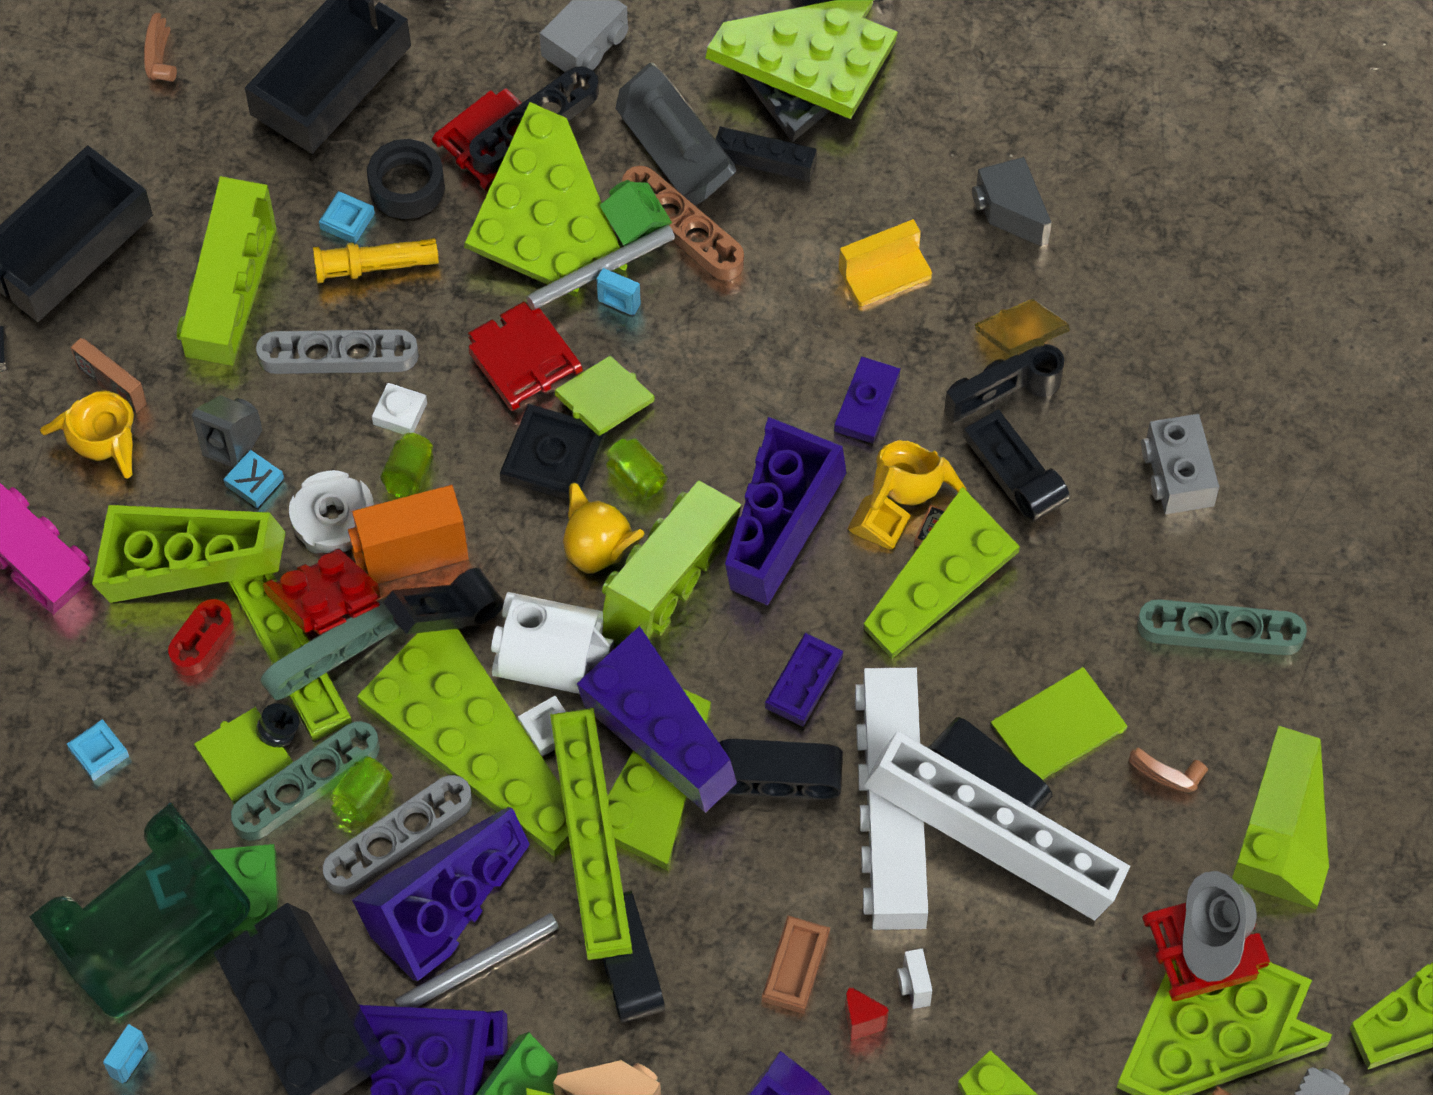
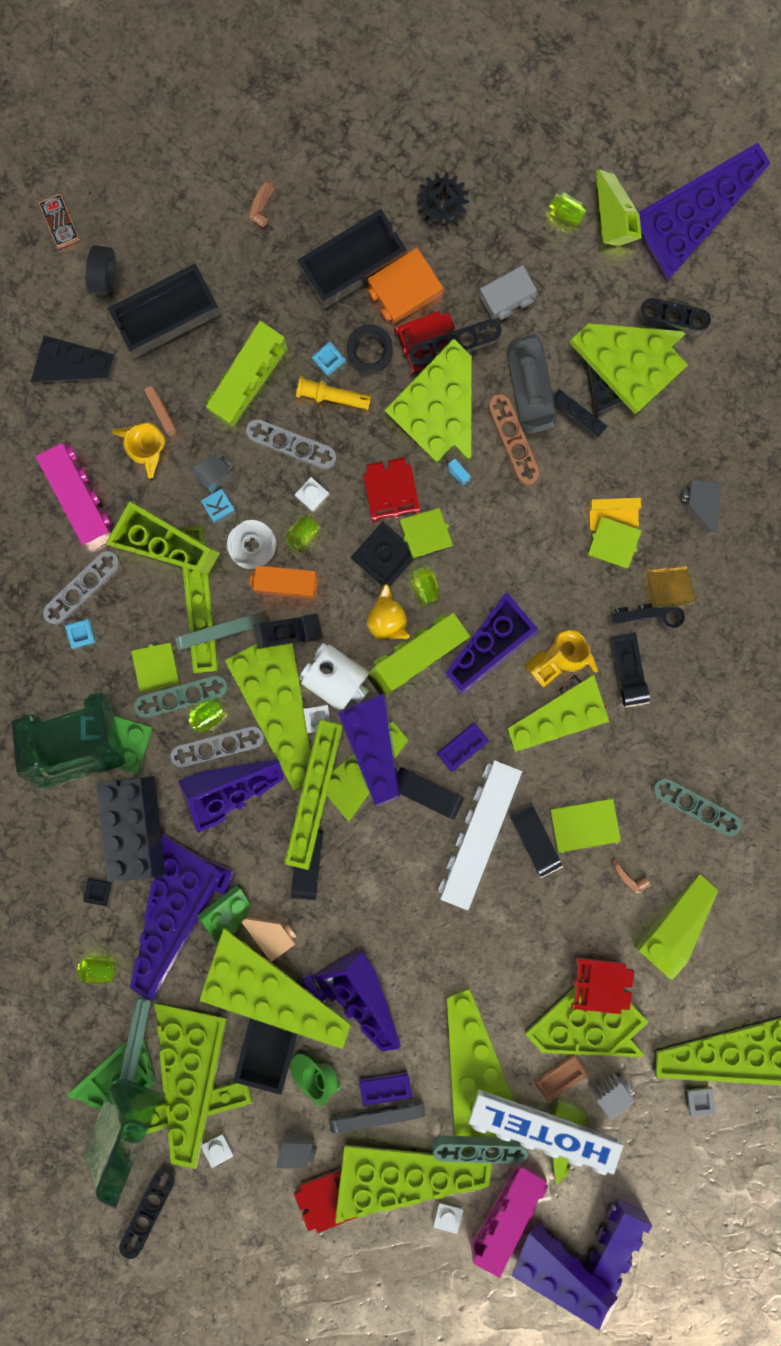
camera: 25 degrees right, 25 degrees up
(68, 676) = (79, 585): none -> light grey beam
(126, 1054) = (36, 813): medium azure tile -> none
(194, 631) = (151, 586): red beam -> none
(286, 717) = (184, 657): black bush -> none
(324, 592) = (228, 597): red plate -> none
(424, 79) = (404, 287): none -> orange brick
(478, 962) = (230, 834): light grey bar -> none
(591, 271) = (454, 454): light grey bar -> none
(634, 211) = (487, 427): bright green brick -> none
(796, 964) = (392, 901): nougat tile -> none
(864, 1014) = (413, 945): red slope -> none
(867, 400) = (568, 593): dark purple plate -> none
(904, 304) = (614, 542): none -> lime piece
(914, 979) = (447, 937): white plate -> none
(997, 826) = (522, 881): white brick -> none
(1180, 464) = (719, 705): light grey brick -> none
(1216, 925) = (609, 988): light grey piece -> none

